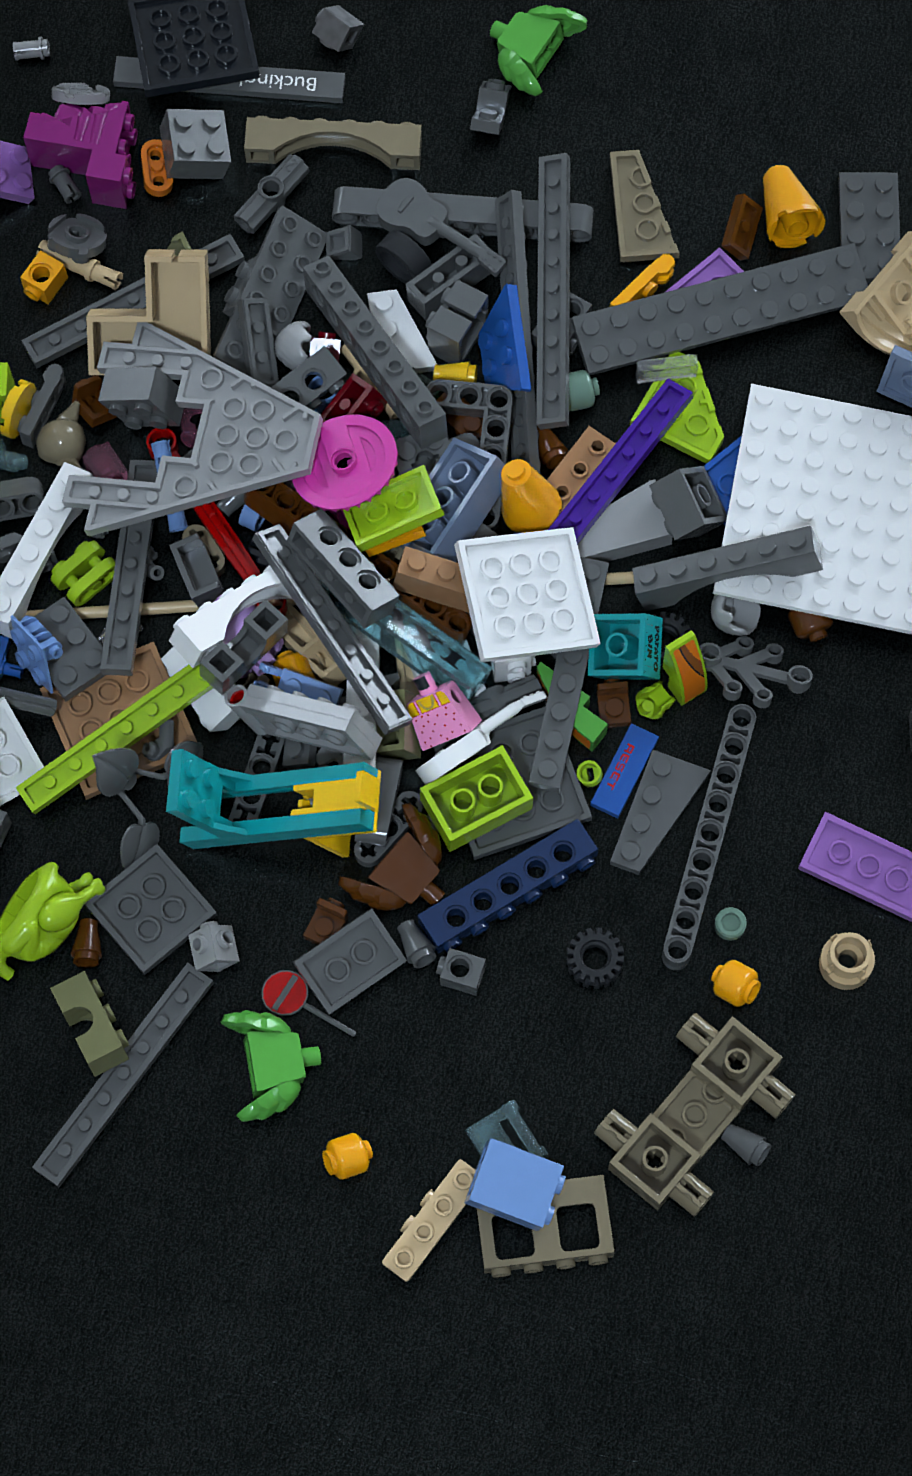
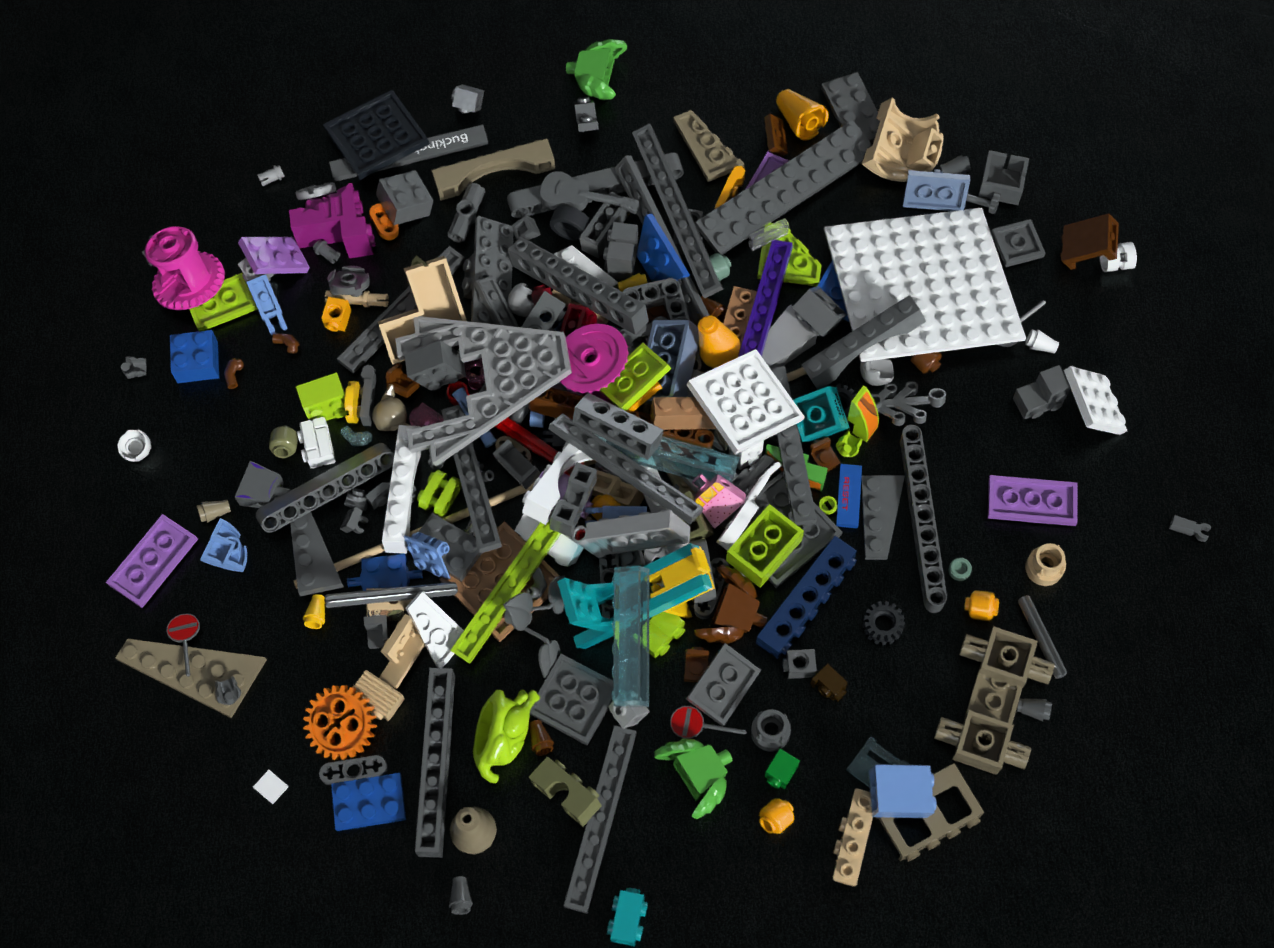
camera: 20 degrees left, 5 degrees down
(109, 1204) = (629, 909): none -> teal brick
(245, 856) = (631, 637): none -> clear light blue brick
(295, 863) = (662, 631): none -> lime brick
(378, 1099) = (781, 769): none -> green brick
(387, 1060) = (775, 719): none -> dark grey piece
(417, 946) = (762, 657): dark grey cone -> none
(489, 1011) = (830, 683): none -> dark brown brick
(799, 1053) = (1042, 635): none -> dark grey axle

